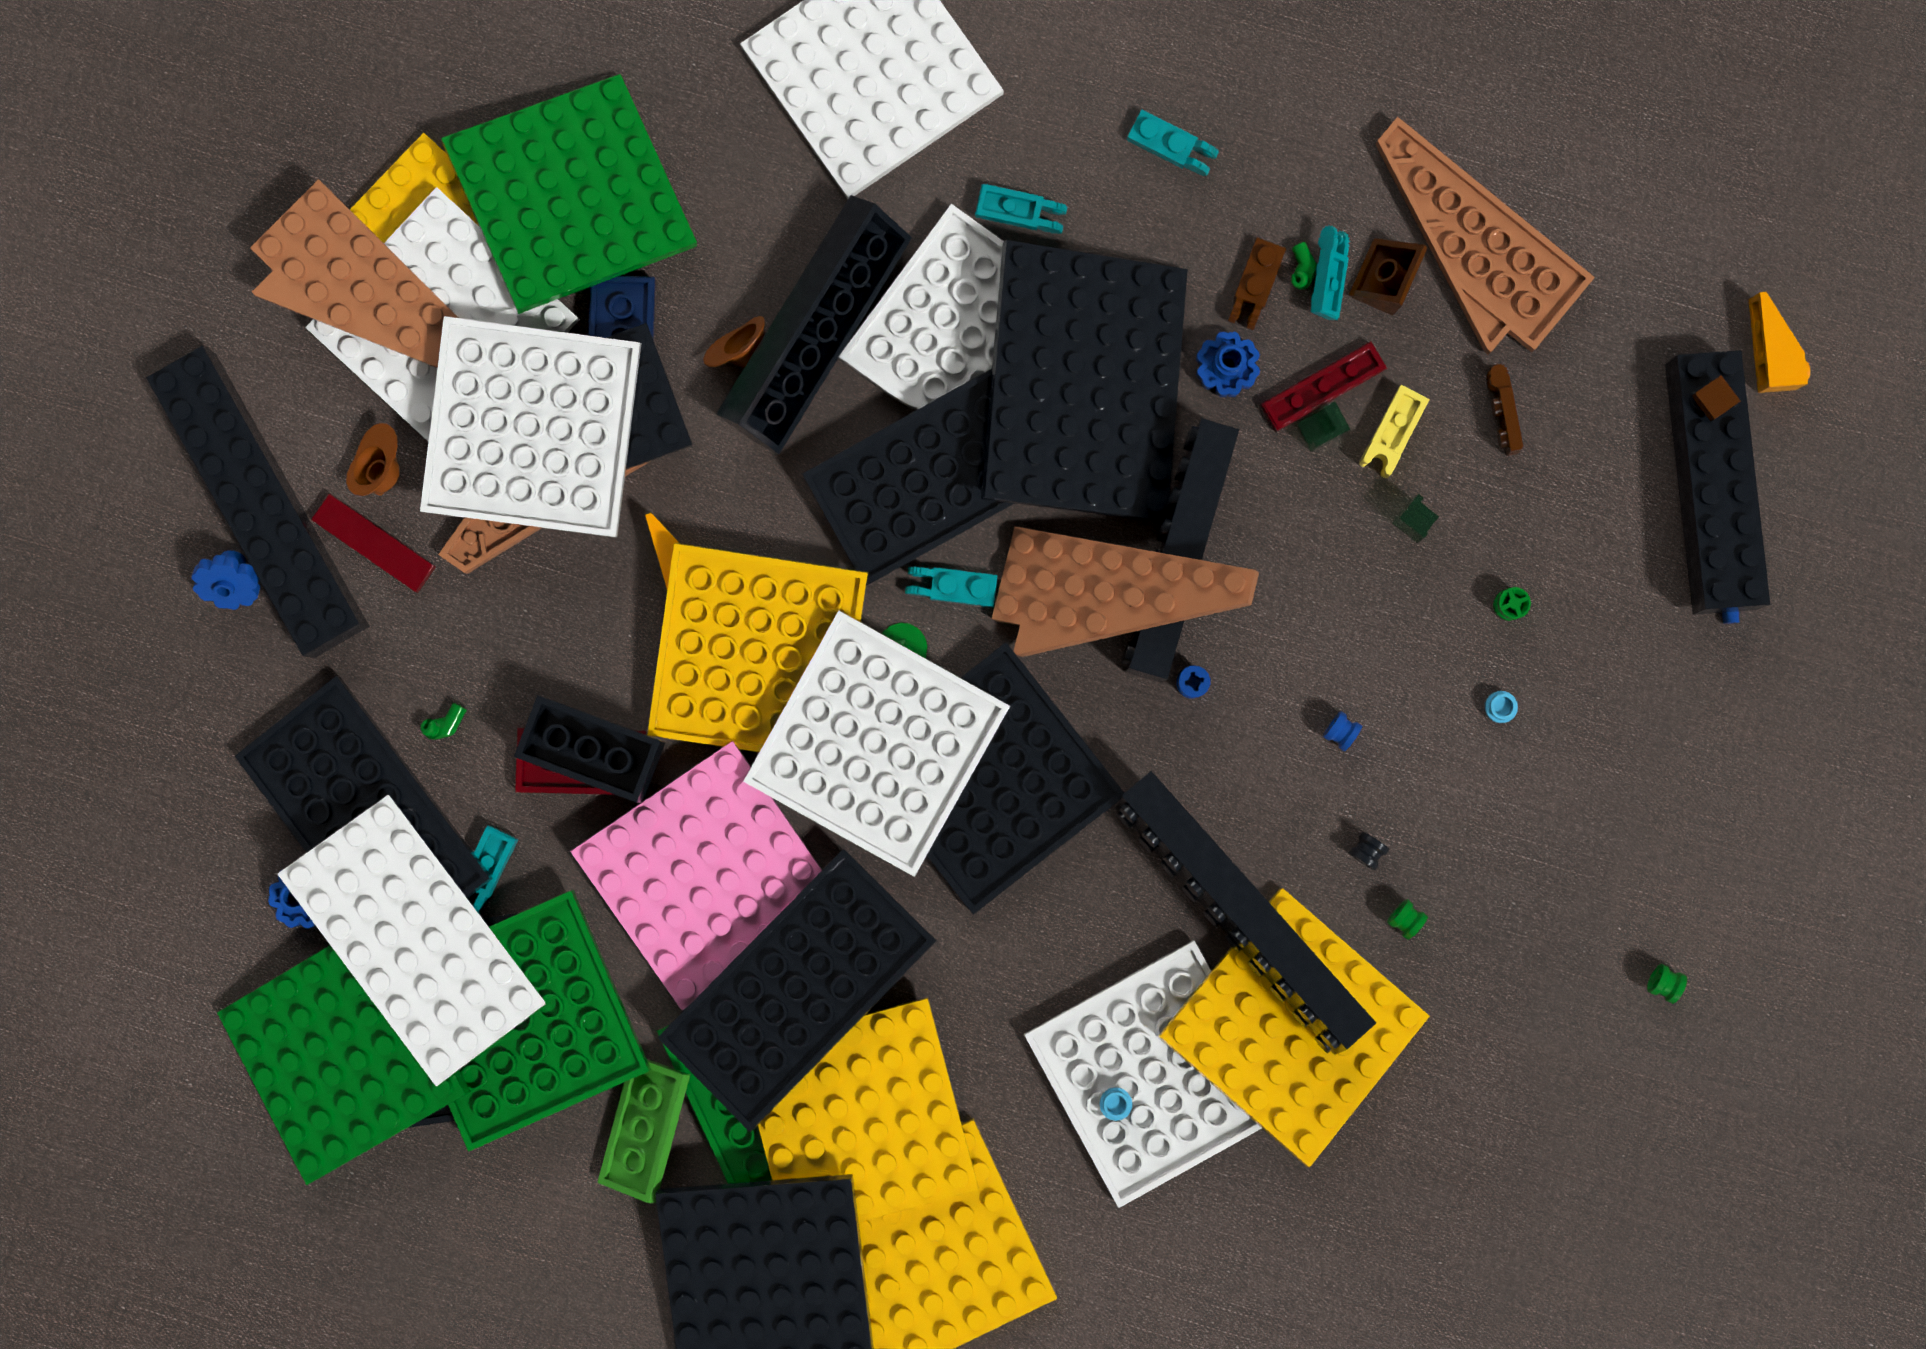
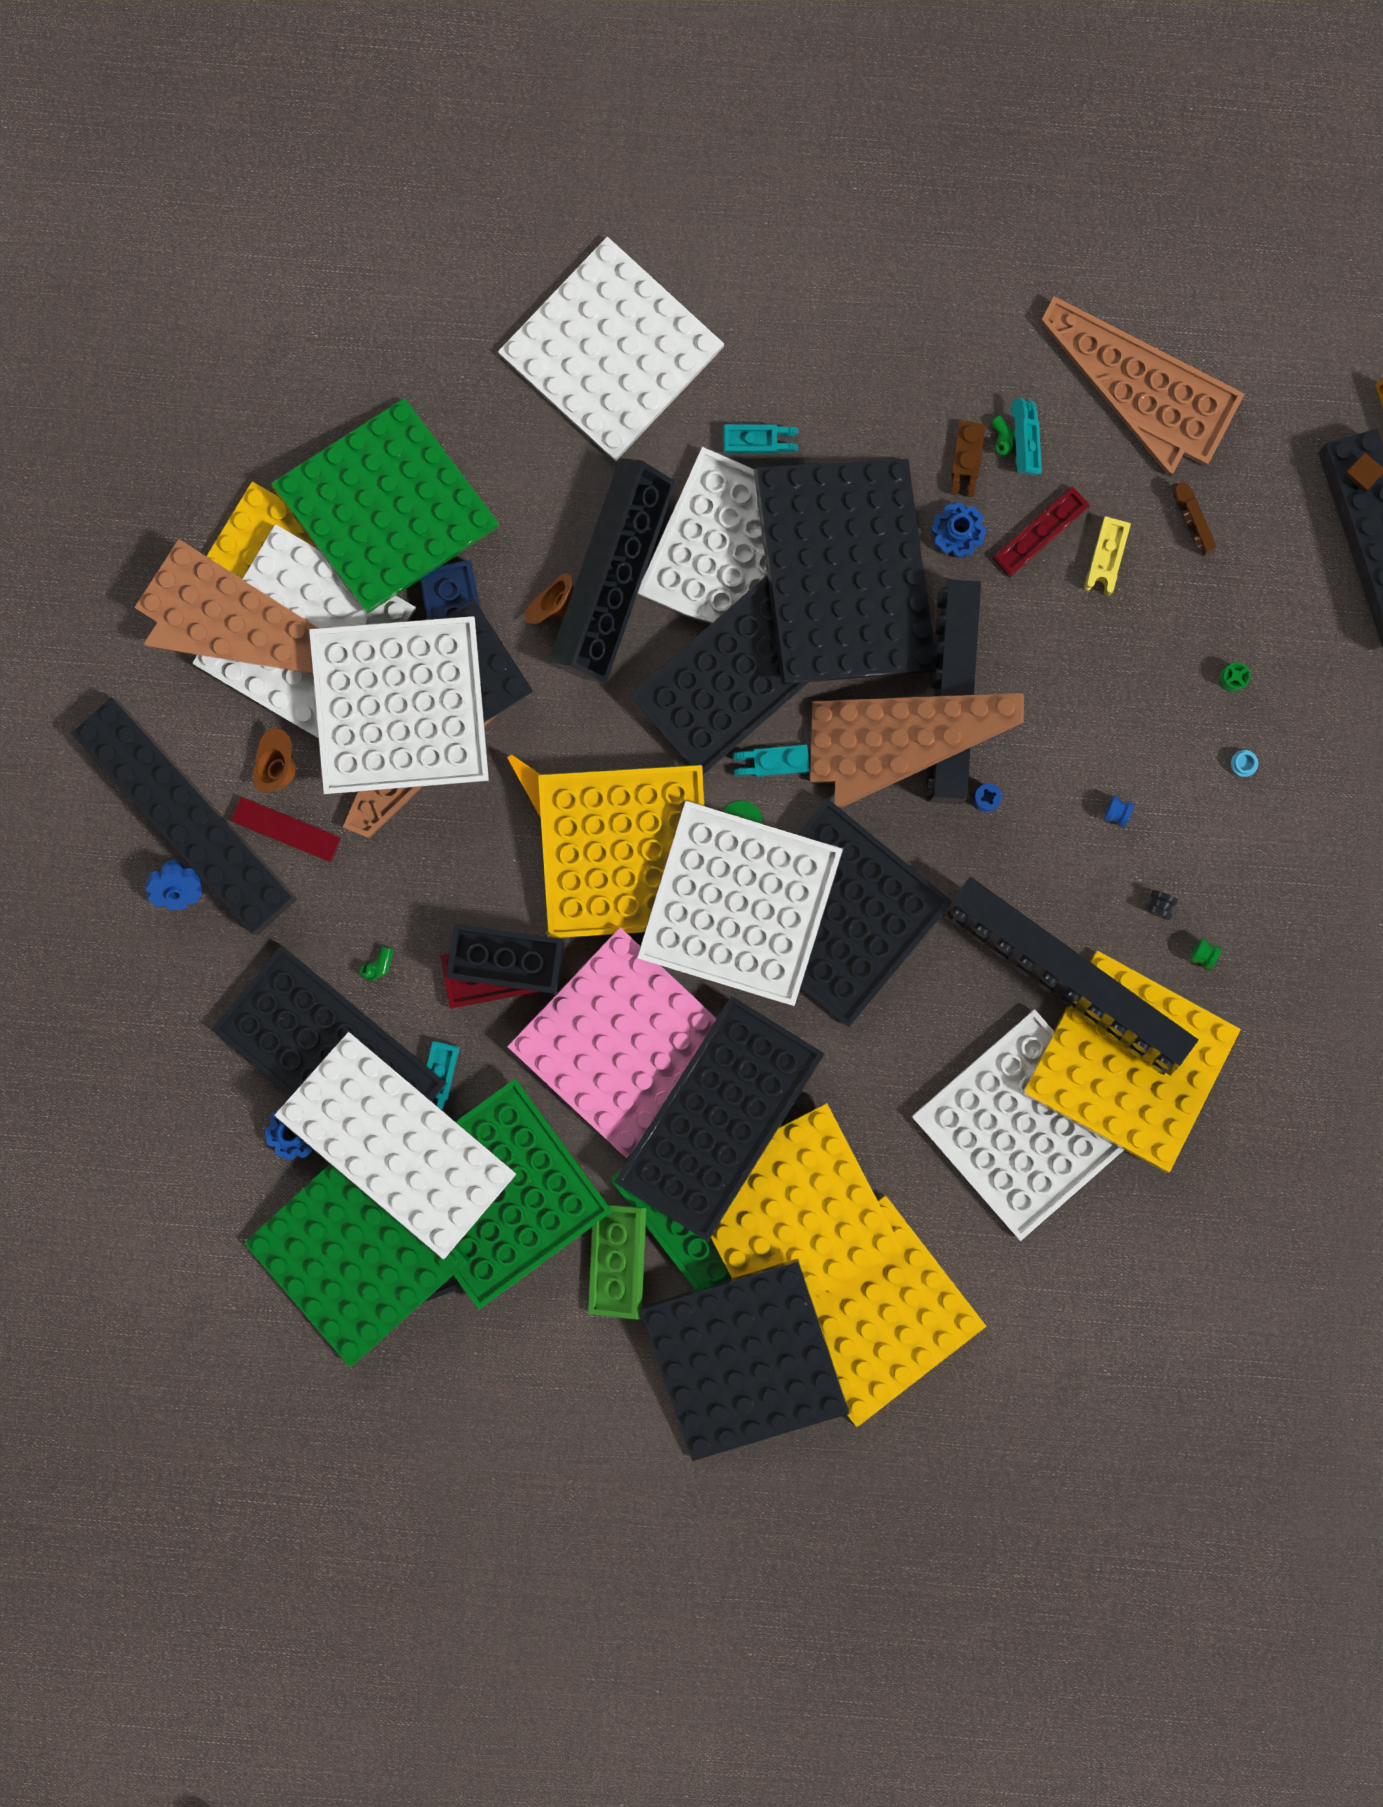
camera: 10 degrees left, 0 degrees up
(1115, 1103) = (999, 1156): medium azure plate -> none
(1170, 143) = (871, 357): teal hinge -> none
(1323, 427) = (1048, 564): clear green panel -> none
(1387, 274) = (1074, 427): reddish brown slope -> none
(1415, 519) = (1140, 624): clear green panel -> none

